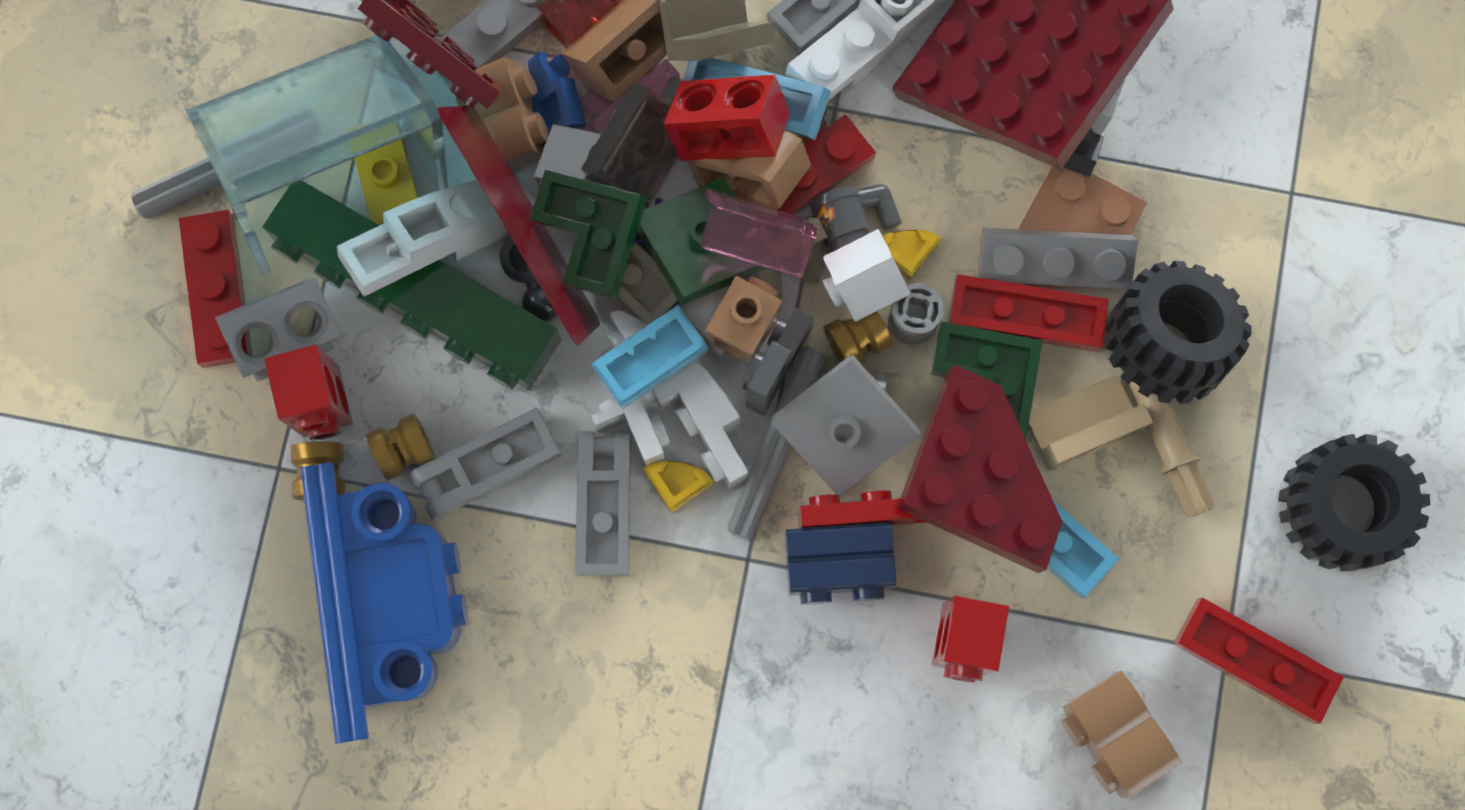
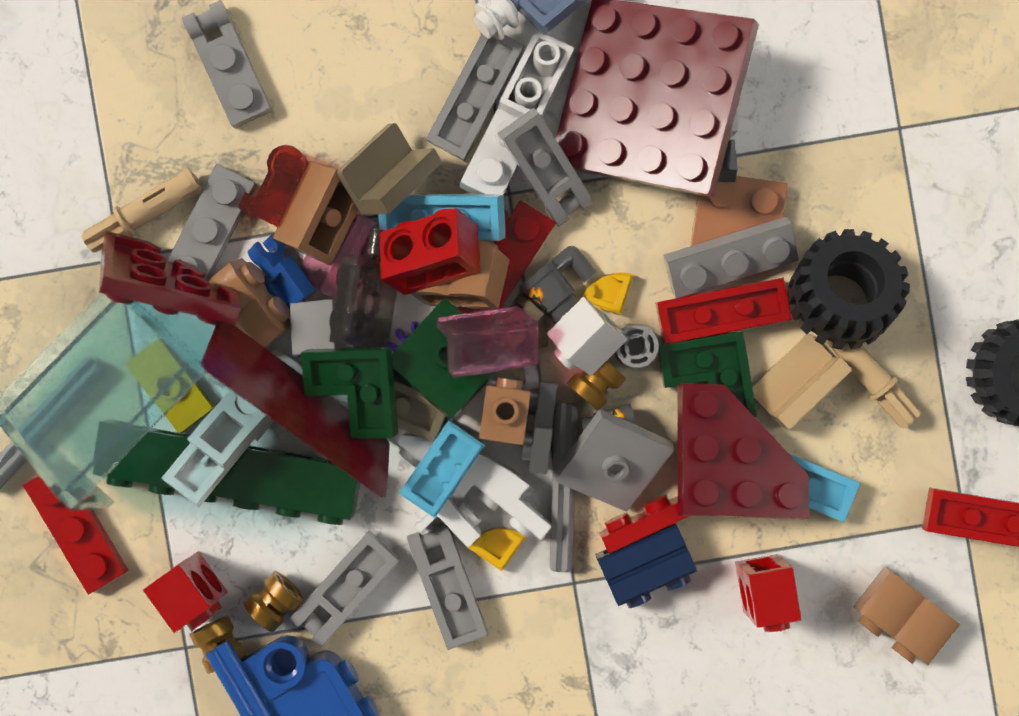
camera: 20 degrees left, 10 degrees up
(274, 316) = (131, 541): light grey brick -> none
(887, 82) = (545, 166): none -> light grey plate

